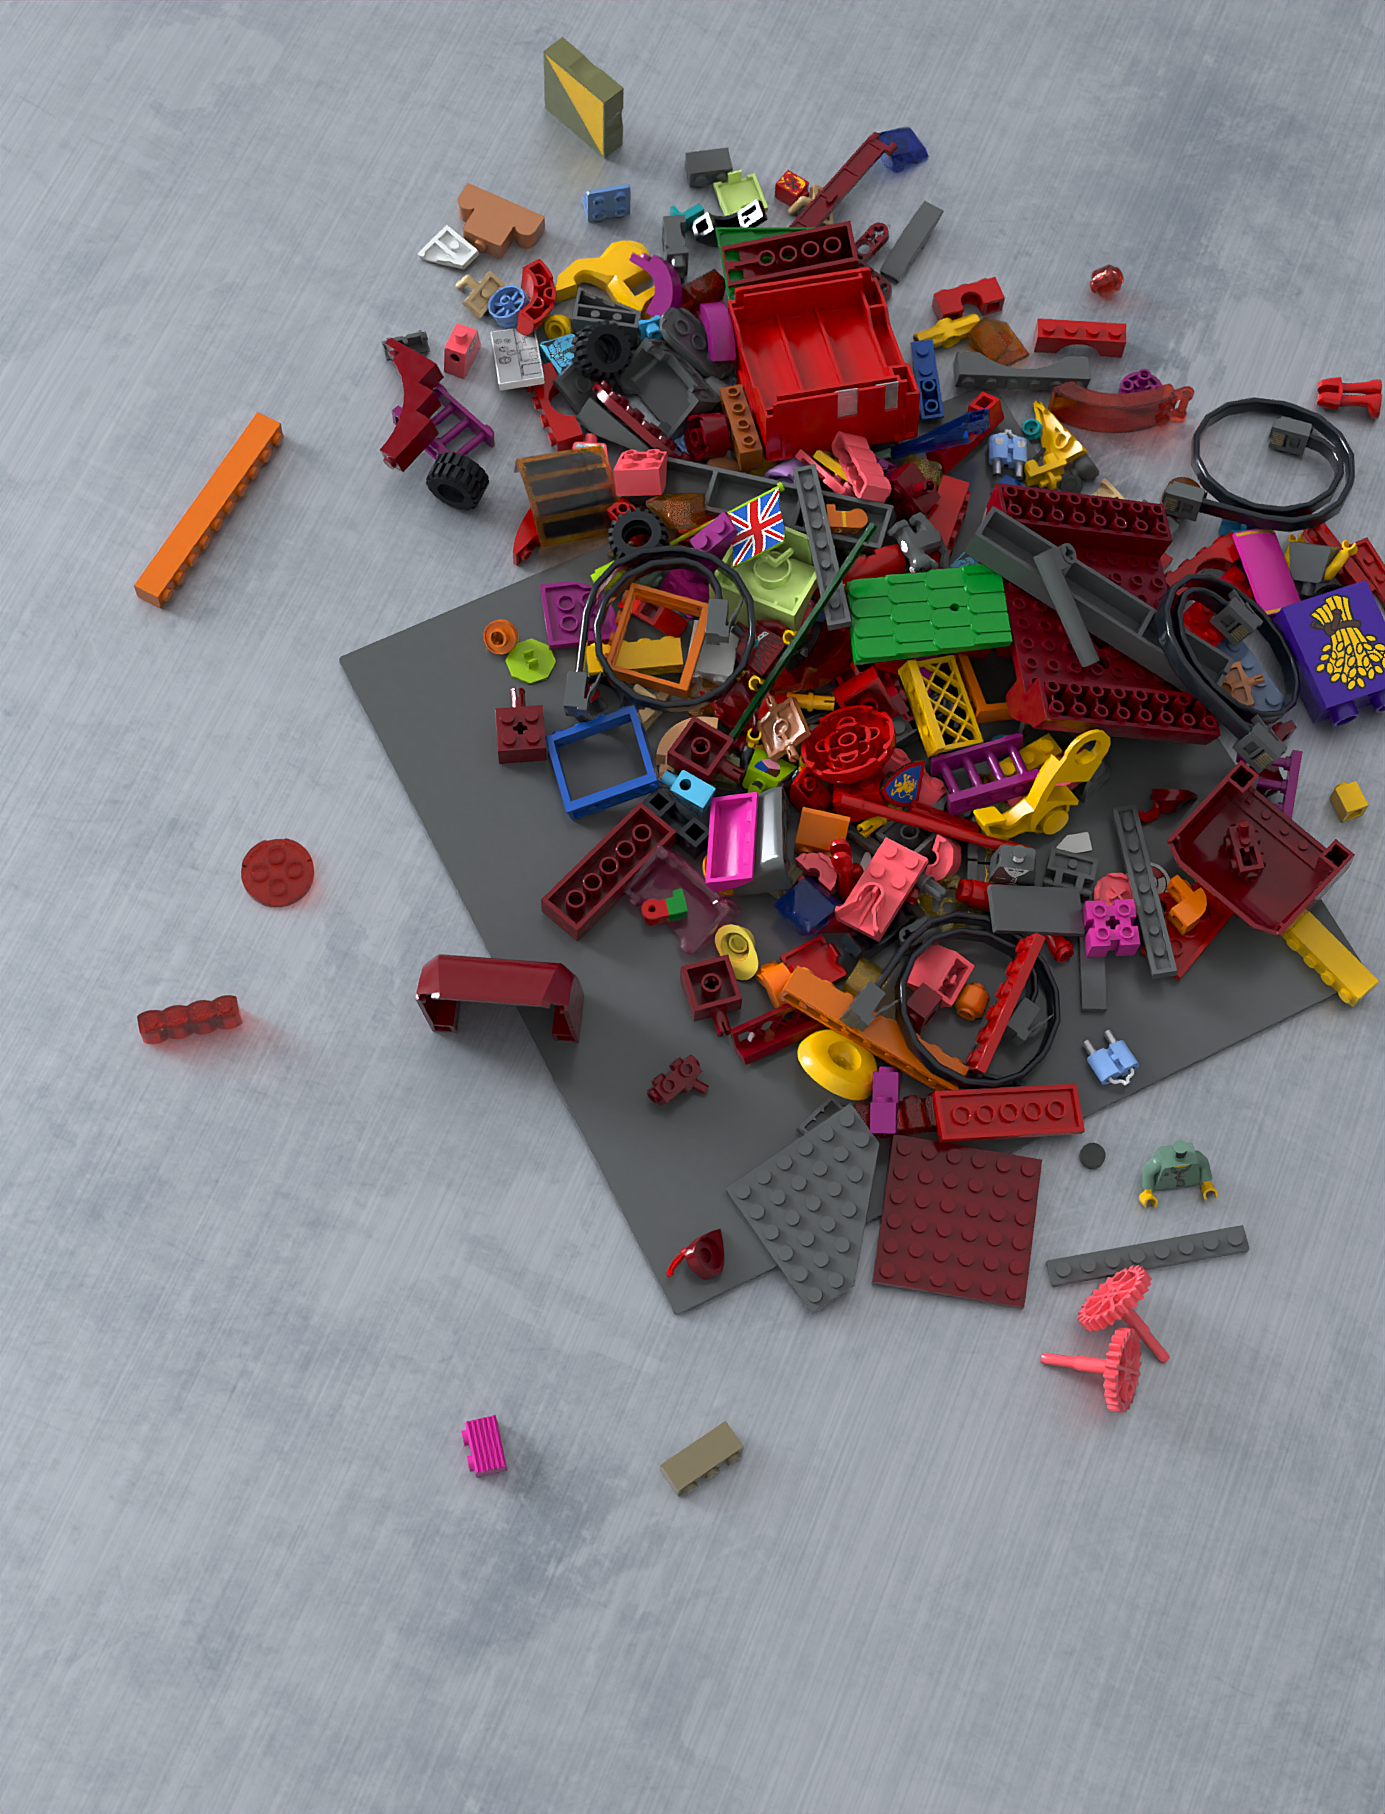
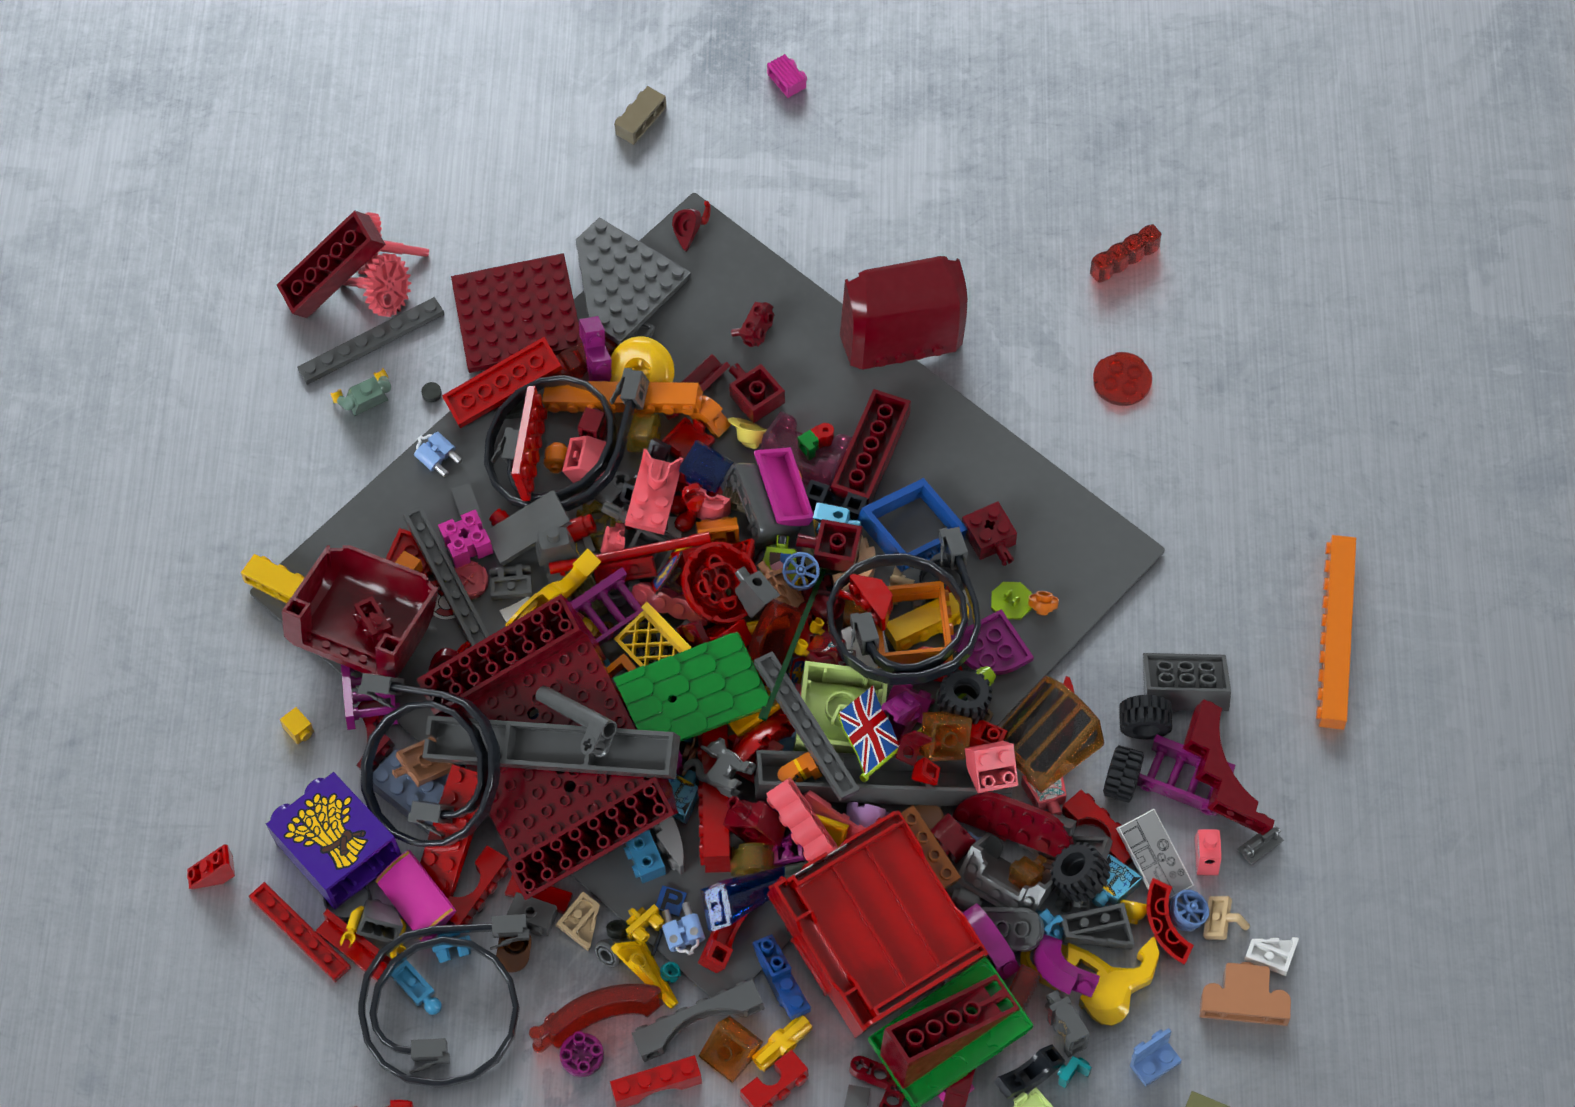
camera: 165 degrees right, 5 degrees down
(392, 516) = (1187, 679): none -> dark grey slope
(508, 436) = (1123, 773): none -> black tyre
(647, 387) = (1026, 871): none -> clear orange brick
(690, 664) = (873, 597): none -> red slope
(710, 505) = (914, 741): none -> dark red bracket
(712, 484) = (926, 772): none -> red slope
(754, 727) = (801, 571): none -> medium blue wheel
(818, 722) = (754, 591): none -> dark grey torso
(1181, 1338) = (330, 264): none -> dark red brick
(1281, 494) = (416, 987): none -> dark azure plate

